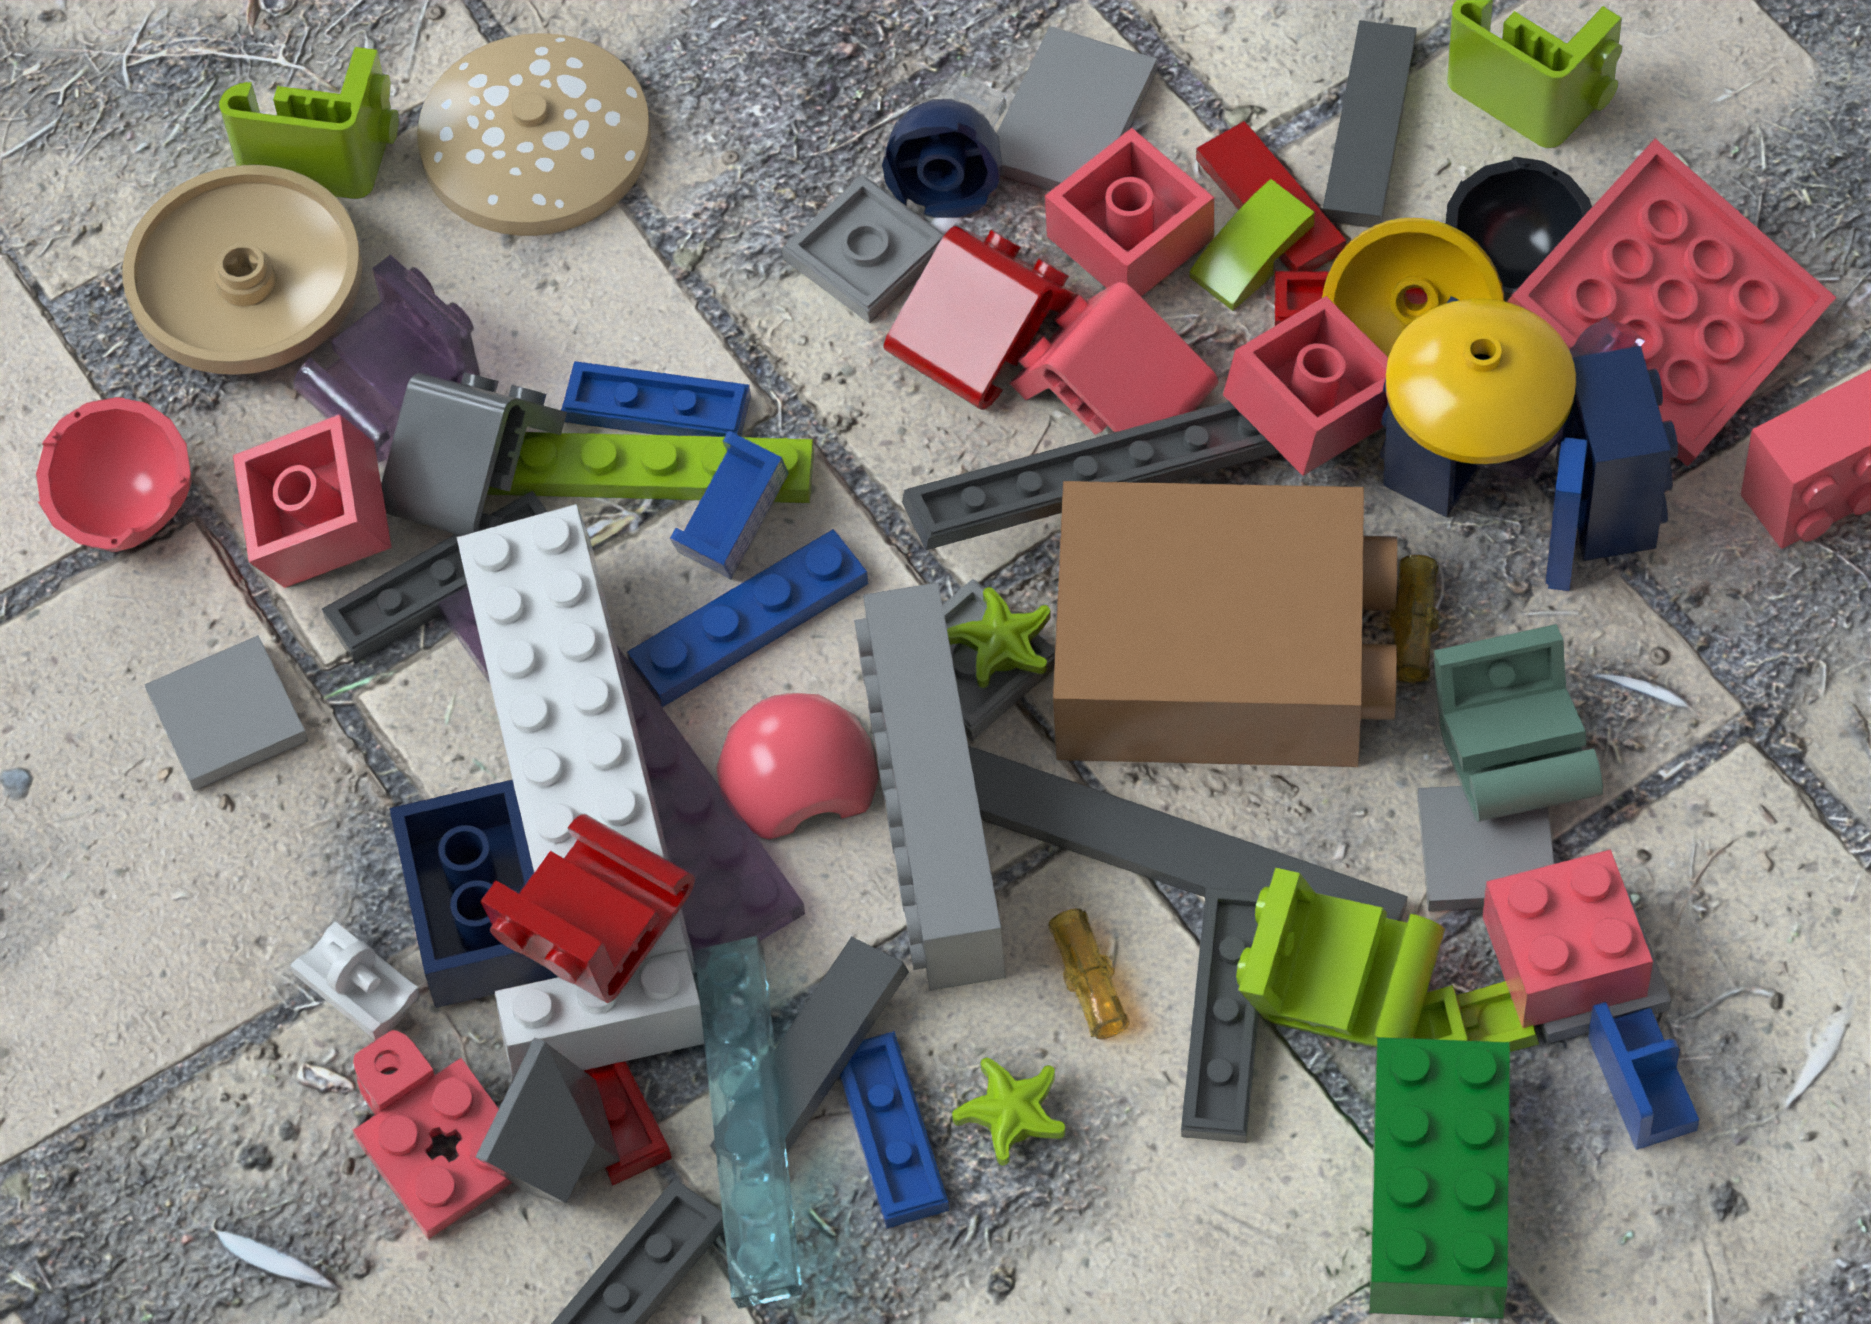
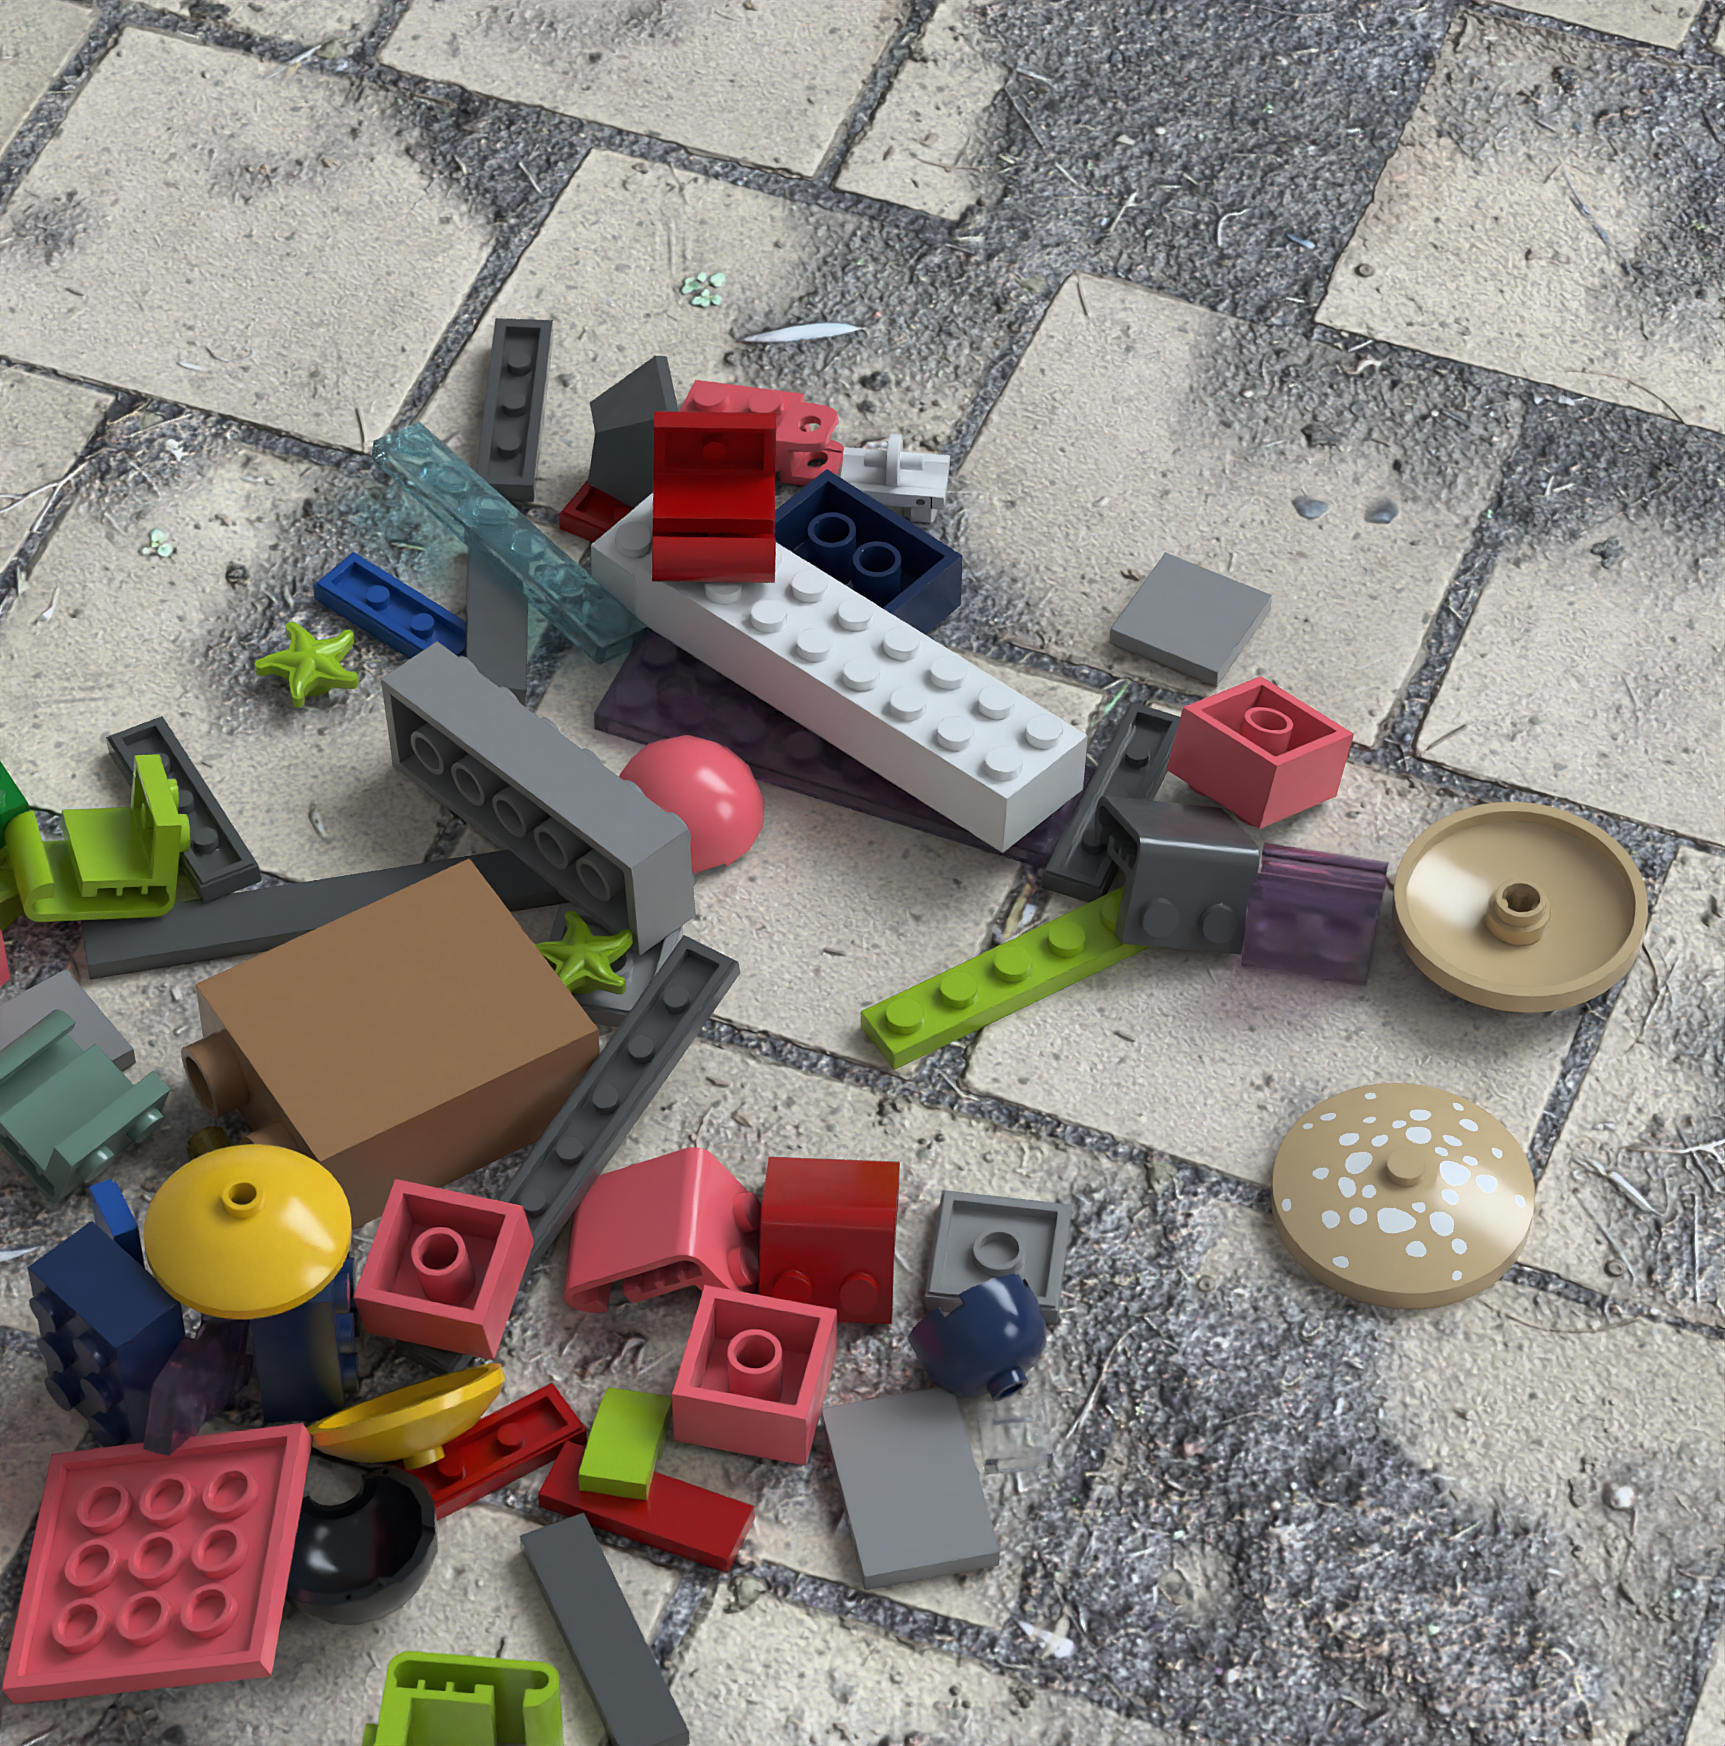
camera: 140 degrees right, 10 degrees down
(113, 473) = (1444, 688): coral cylinder -> none
(318, 132) = (1564, 1034): lime piece -> none
(654, 402) = (1065, 1025): blue tile -> none
(732, 506) = (904, 931): blue panel -> none
(747, 617) = (827, 902): blue plate -> none
(1088, 973) = (320, 783): clear yellow pin -> none

